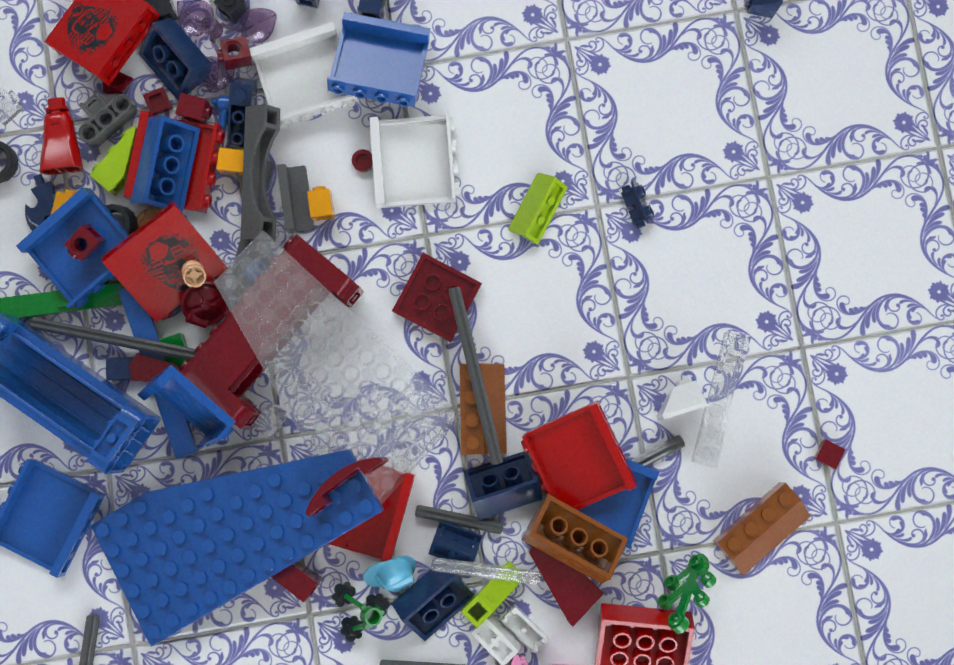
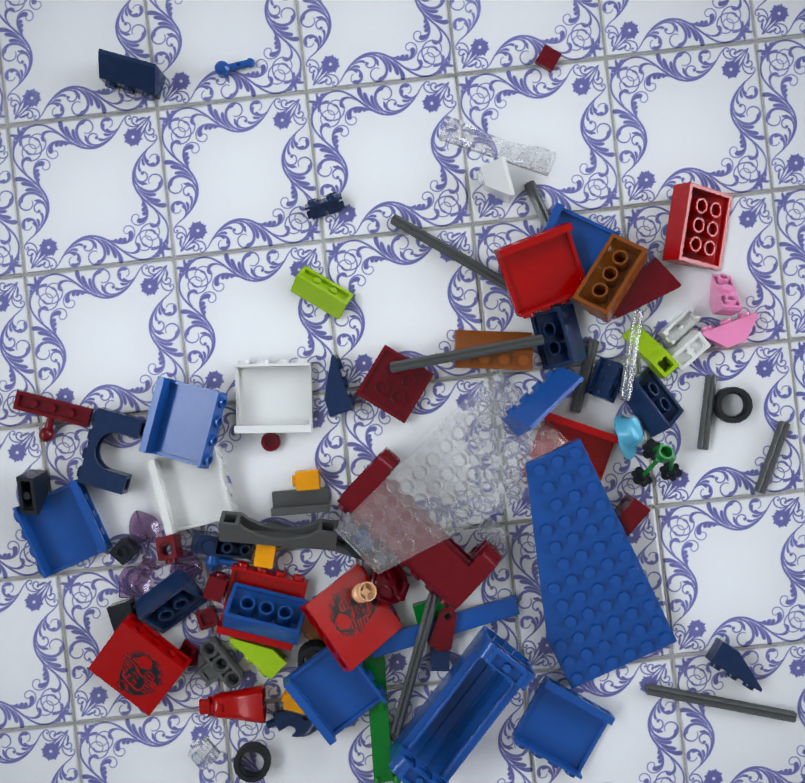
camera: 90 degrees left, 5 degrees up
(92, 238) = (326, 679): dark red brick -> none
(191, 404) = (498, 577): blue panel -> none
(322, 499) = (567, 488): dark red slope -> none
(422, 231) = (336, 394): none -> dark blue slope
(426, 466) = (541, 400): none -> blue slope
(596, 349) = (448, 250): none -> dark grey axle
(697, 566) = (636, 177): green plant -> none
(762, 527) = (606, 120): dark orange slope -> none
(786, 82) = (223, 68): none -> blue piece

